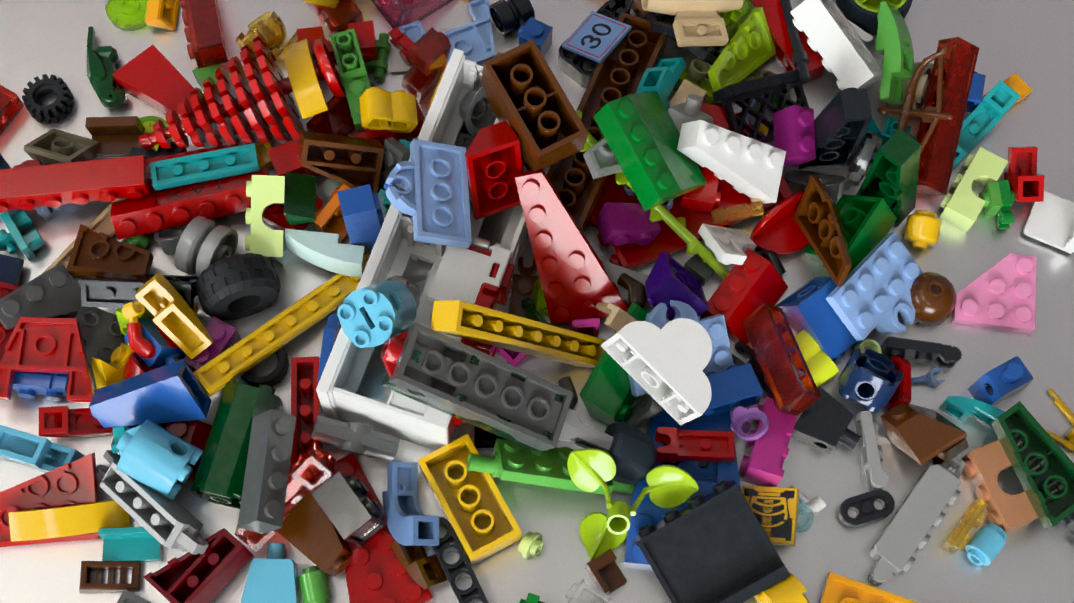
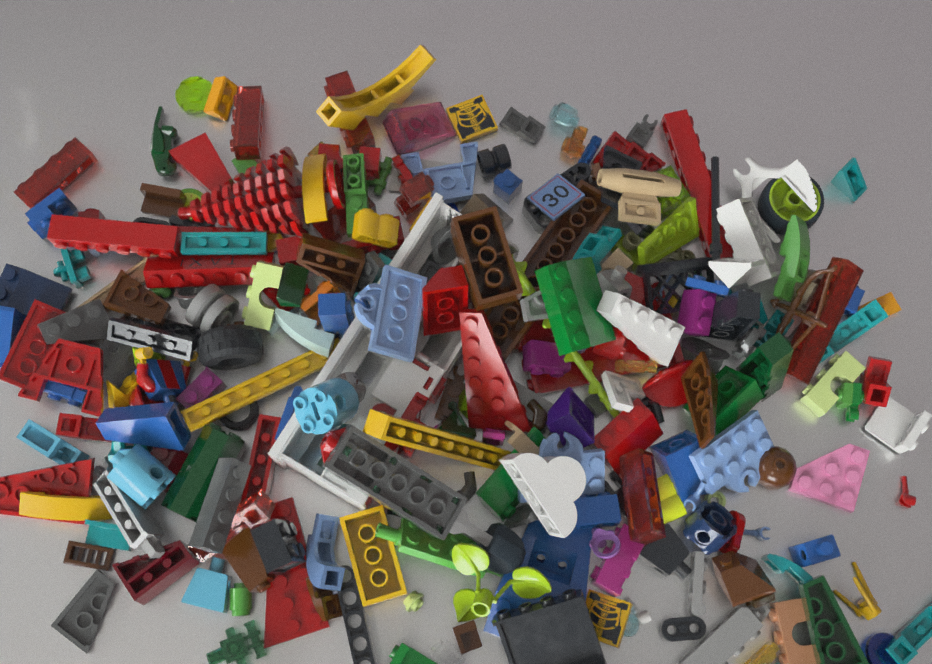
camera: 10 degrees right, 5 degrees up
(43, 87) = (112, 150): black tyre -> none
(61, 147) = (119, 204): dark tan slope -> none
(174, 315) = (174, 363): yellow slope -> none
(270, 27) = (296, 138): clear yellow cylinder -> none
(355, 438) = (294, 490): dark grey piece -> none
(694, 445) = (558, 552): red plate -> none
(814, 99) = (718, 287): none -> blue plate
(832, 75) = (735, 270): none -> white slope
(845, 347) = (695, 498): none -> medium blue hand
(921, 351) = (757, 510): black hinge -> none
(922, 229) = (782, 409): yellow head -> none

